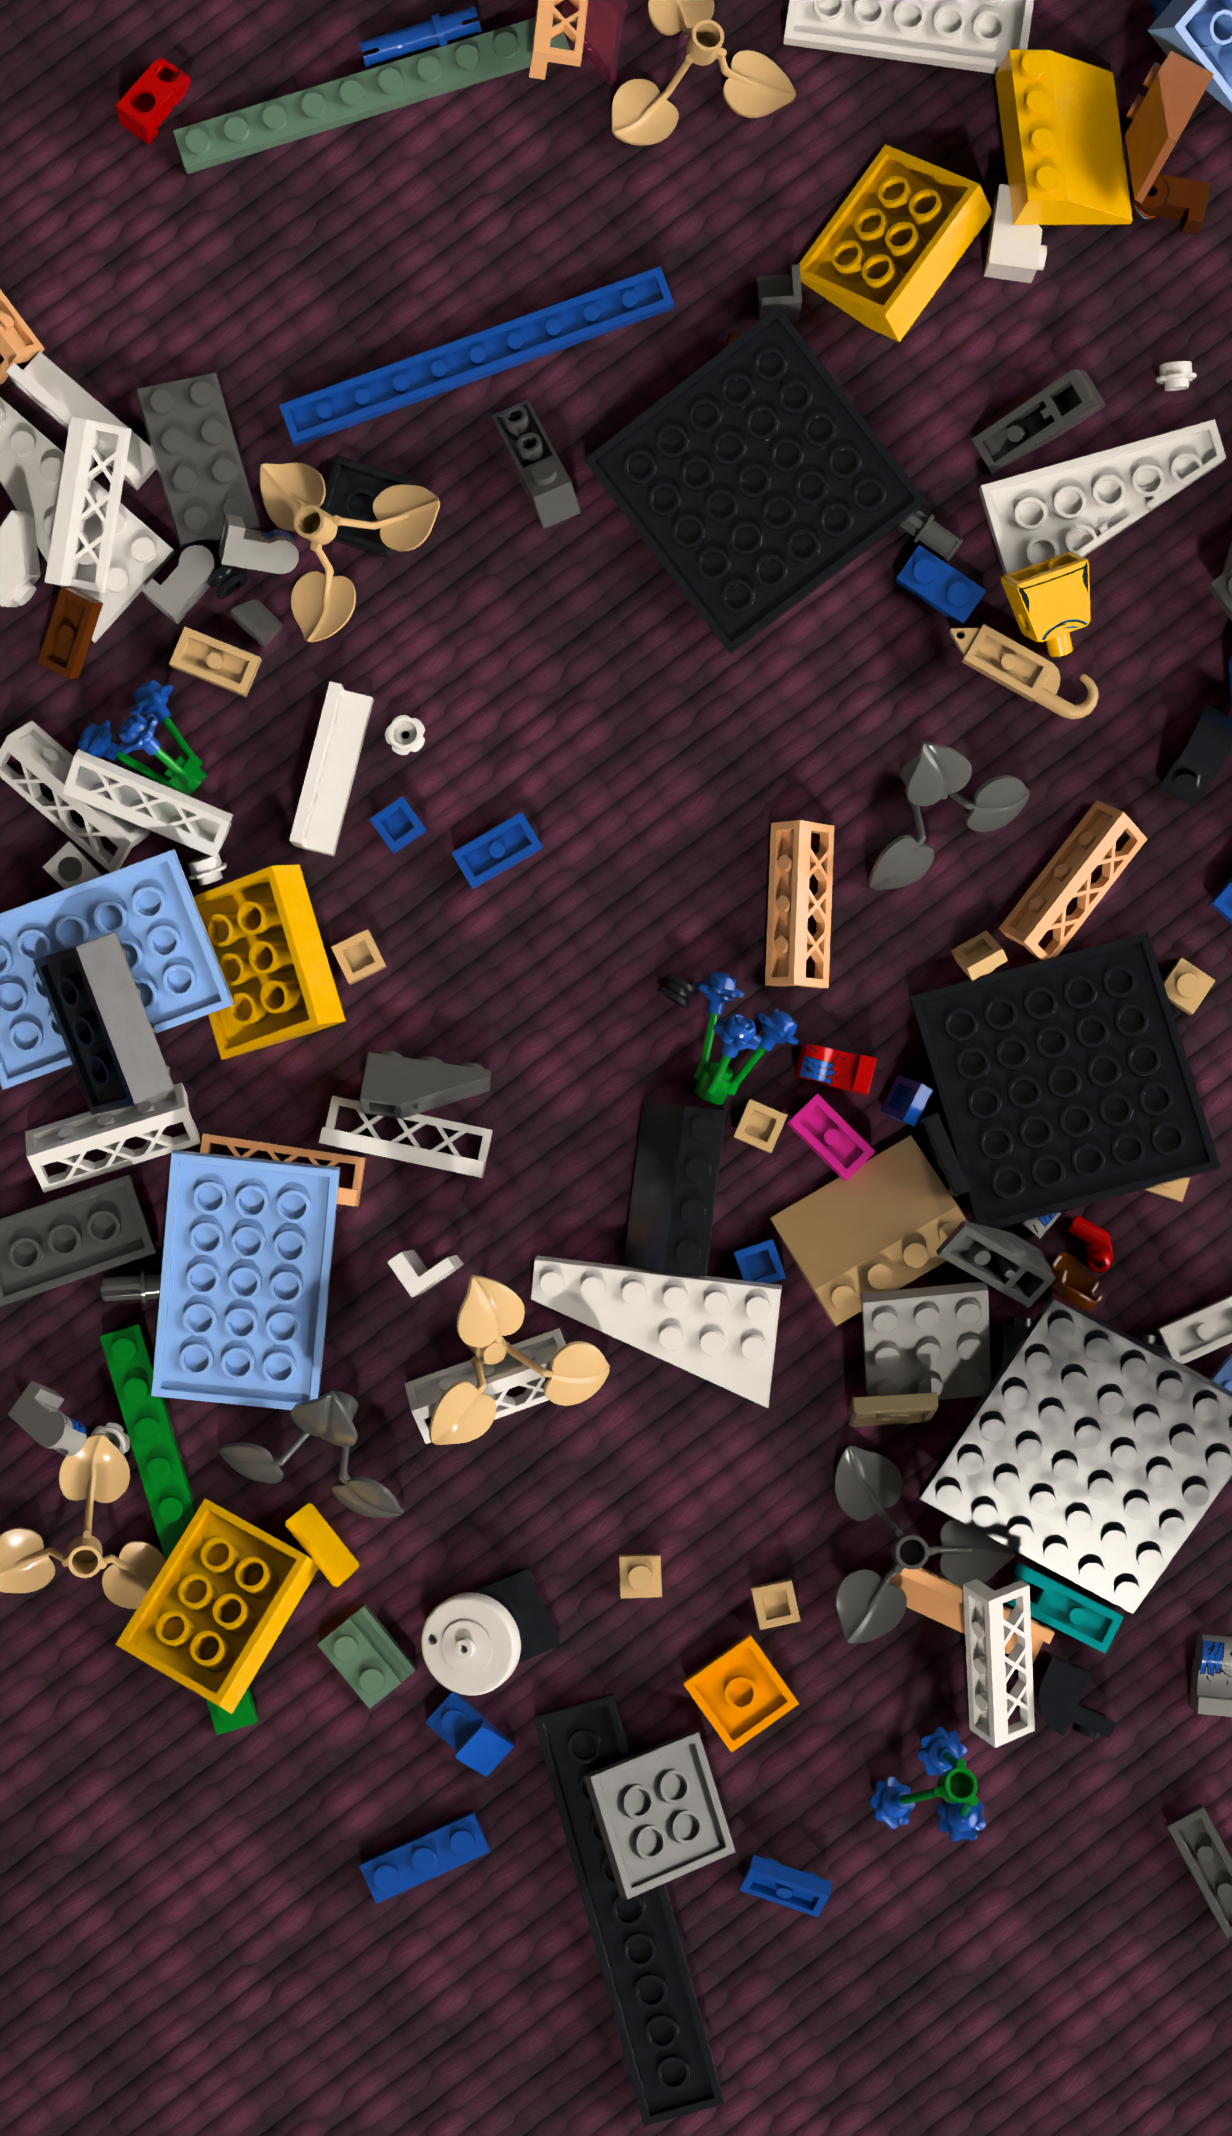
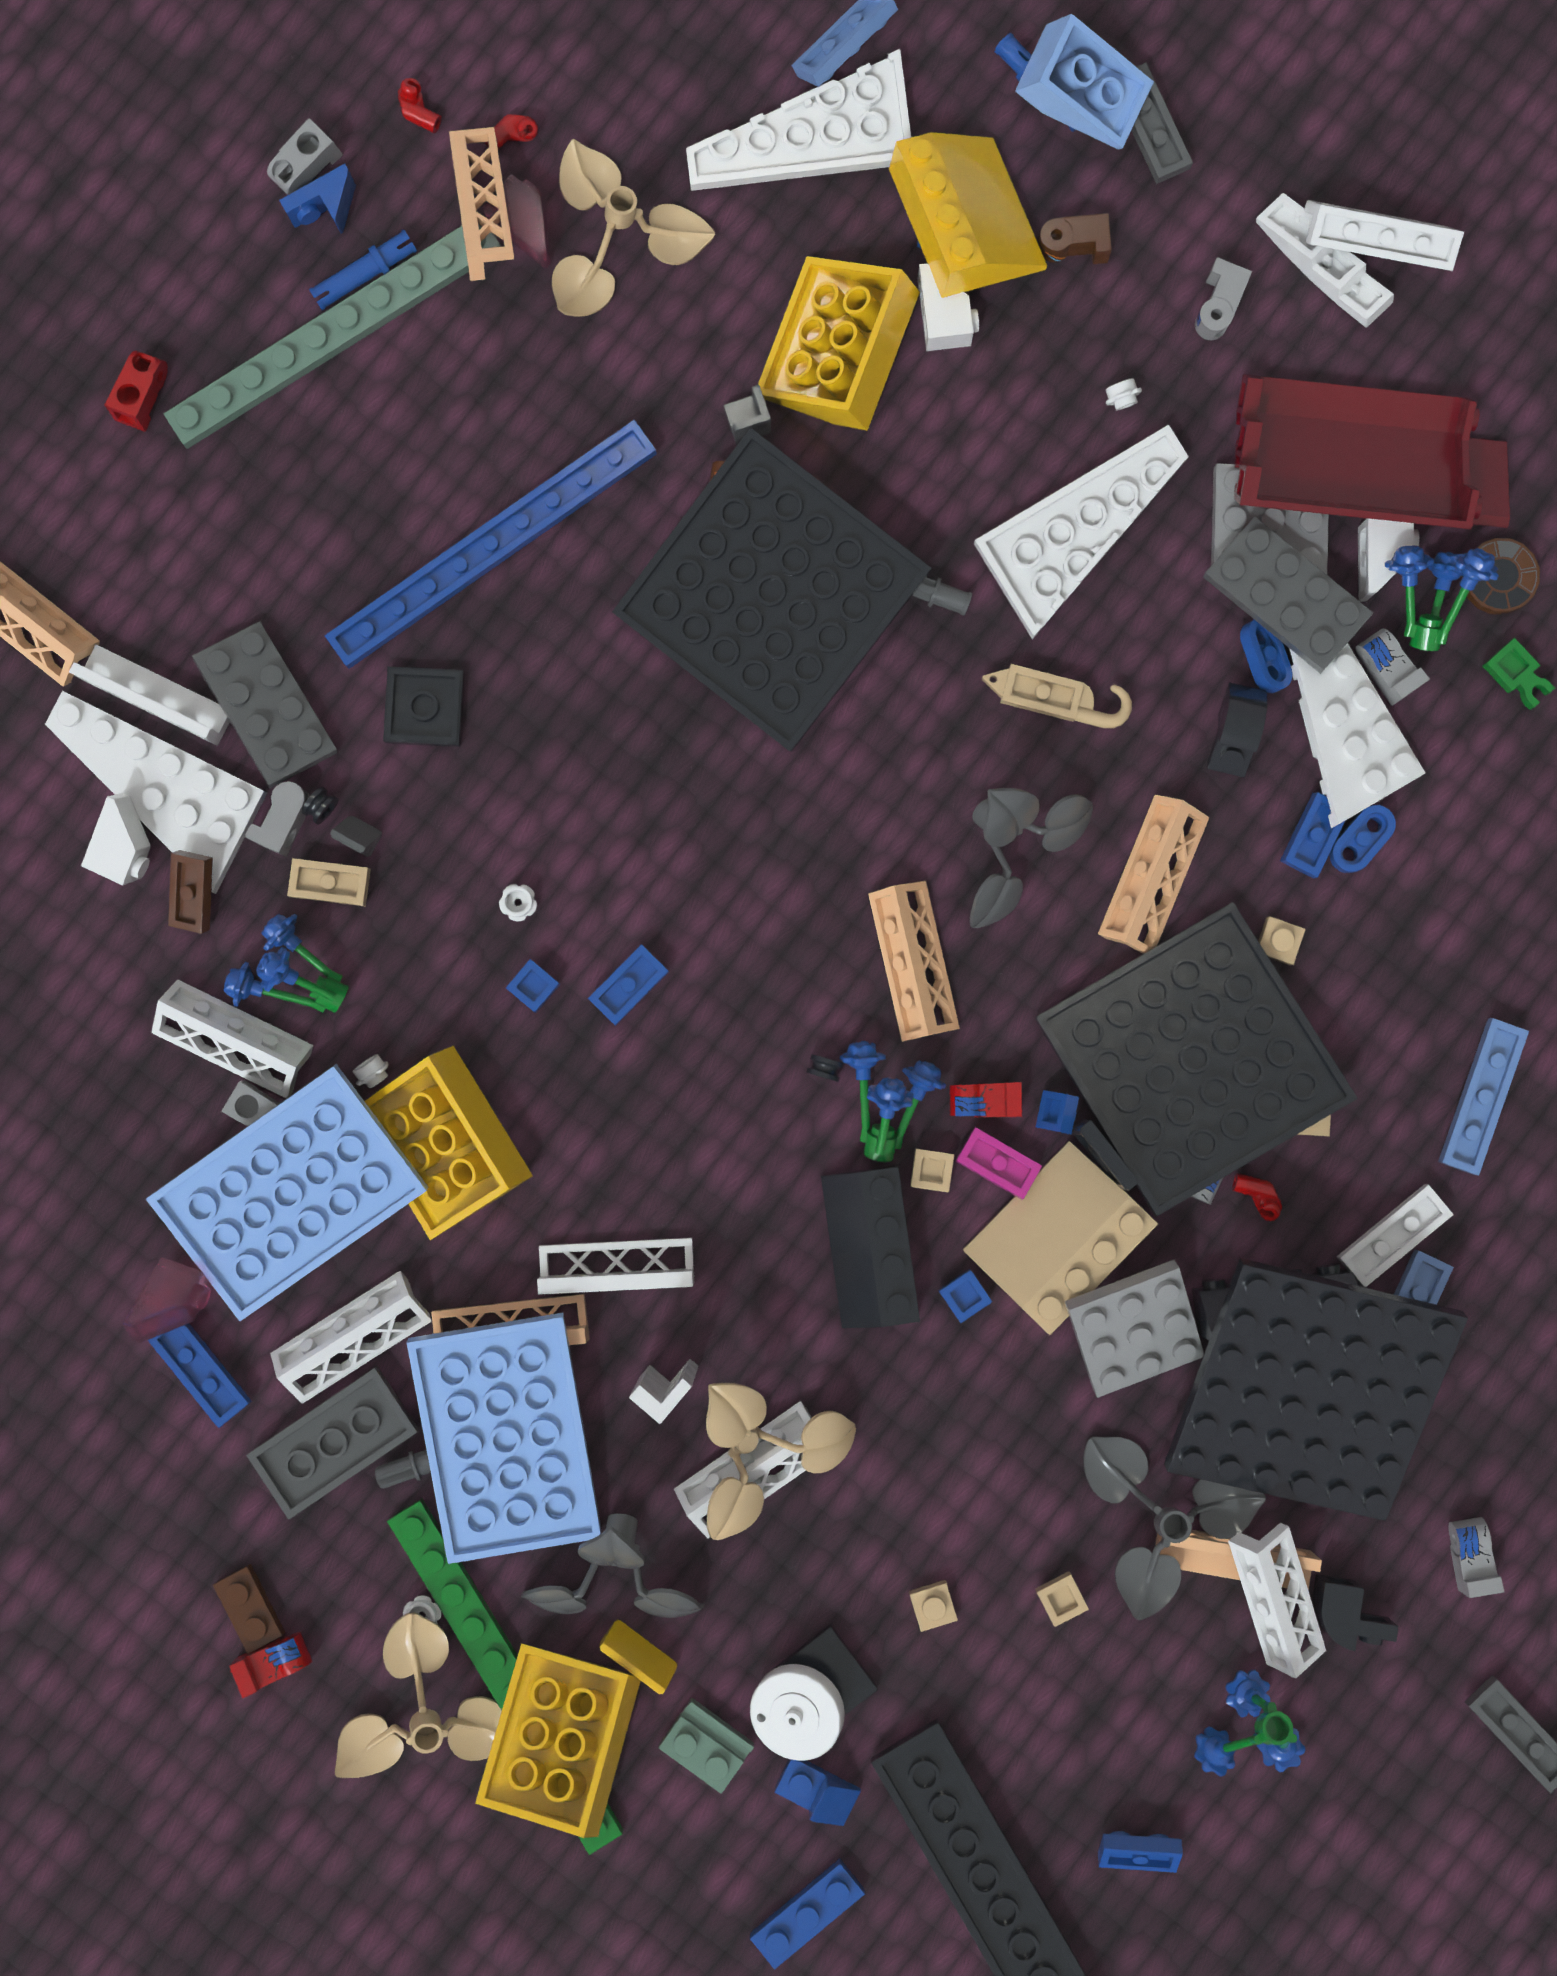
camera: 10 degrees left, 0 degrees up
(40, 1417) = (358, 1614): light grey leg -> none
(73, 501) = (161, 776): white fence -> none
(104, 1024) = (315, 1240): black slope -> none
(147, 803) = (300, 1029): white fence -> none
(255, 549) = (338, 771): light grey leg -> none
(293, 501) = (359, 717): tan plant -> none
(331, 770) = (459, 952): white fence -> none
(358, 957) = (529, 1114): tan plate -> none
(411, 1086) = (605, 1220): dark grey slope -> none
(536, 464) = (571, 626): dark grey slope -> none
(659, 1814) = (1009, 1821): plate -> none
(693, 1321) = (926, 1364): white wing -> none
(740, 1692) = (1052, 1688): light orange plate -> none
(892, 1409) = (1121, 1396): dark tan tile -> none
(940, 585) = (962, 639): blue plate -> none
(979, 955) = (1087, 963): tan plate -> none
(999, 1260) = (1182, 1237): dark grey slope -> none
(1039, 420) = (1011, 467): dark grey slope -> none
(1051, 600) = (1066, 626): yellow torso -> none
(1069, 1610) = (1326, 1532): teal plate -> none
(1073, 1282) = (1250, 1238): reddish brown hair -> none
(1161, 117) = (1049, 166): nougat slope -> none

